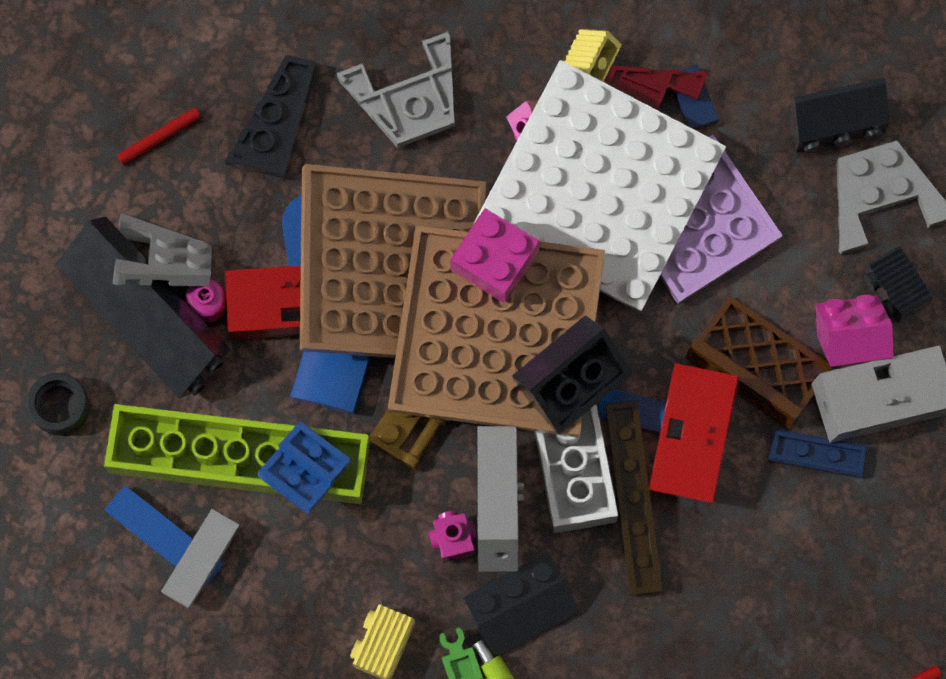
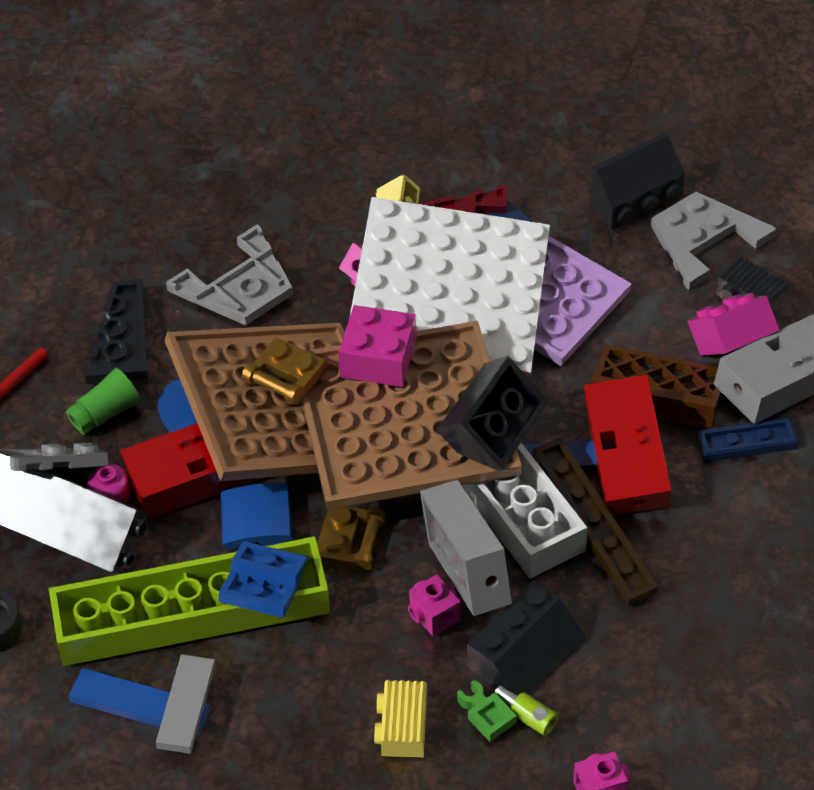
camera: 20 degrees left, 25 degrees down
(231, 199) = (103, 402): none -> bright green plant
(409, 241) = (289, 363): none -> pearl gold plate

